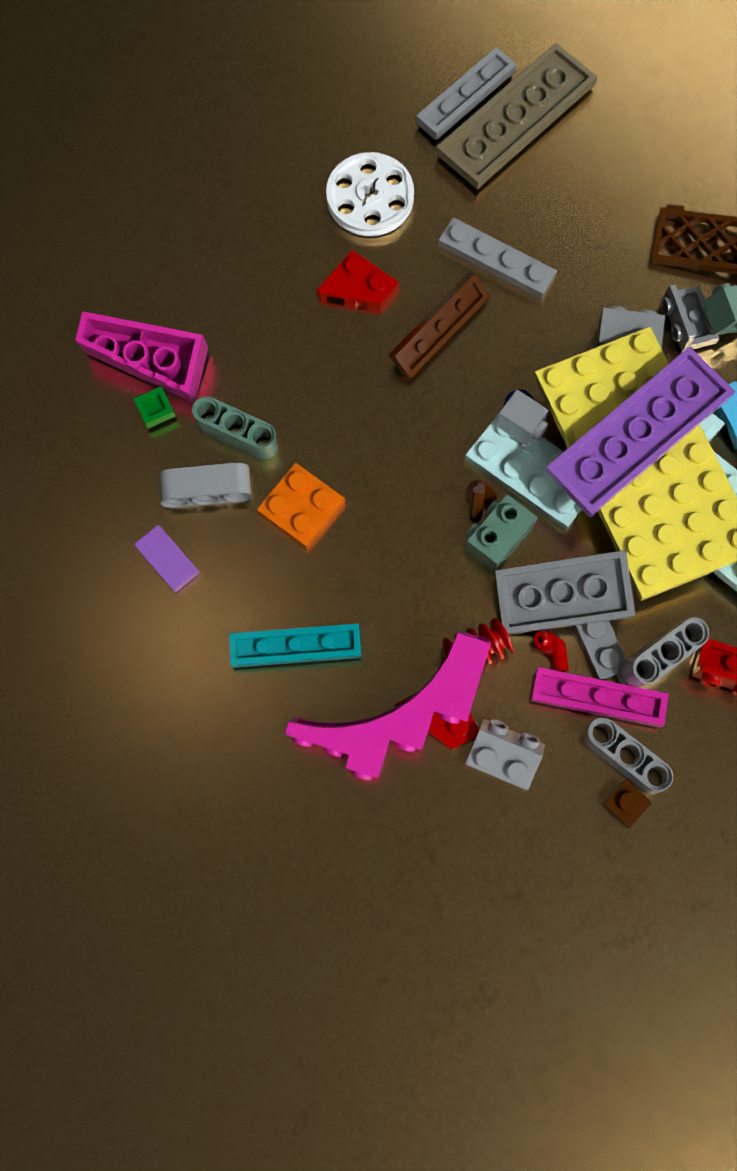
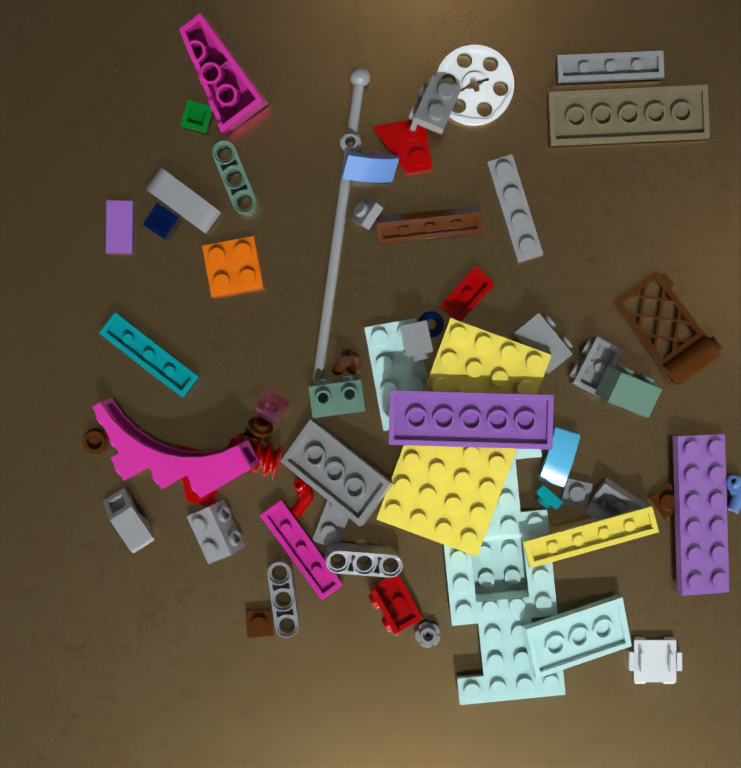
camera: 45 degrees right, 15 degrees up
(200, 519) = (161, 221): none -> clear blue plate
(311, 321) = (359, 78): none -> light grey bar
(315, 771) = (95, 441): none -> reddish brown plate
(344, 319) = (370, 168): none -> medium blue slope
(353, 226) = (436, 105): none -> light grey bracket
(377, 360) = (366, 213): none -> light grey plate
(415, 816) = (128, 521): none -> light grey slope
(450, 593) = (271, 407): none -> clear pink plate
(456, 620) = (259, 429): none -> reddish brown plate
(525, 352) = (467, 294): none -> red plate

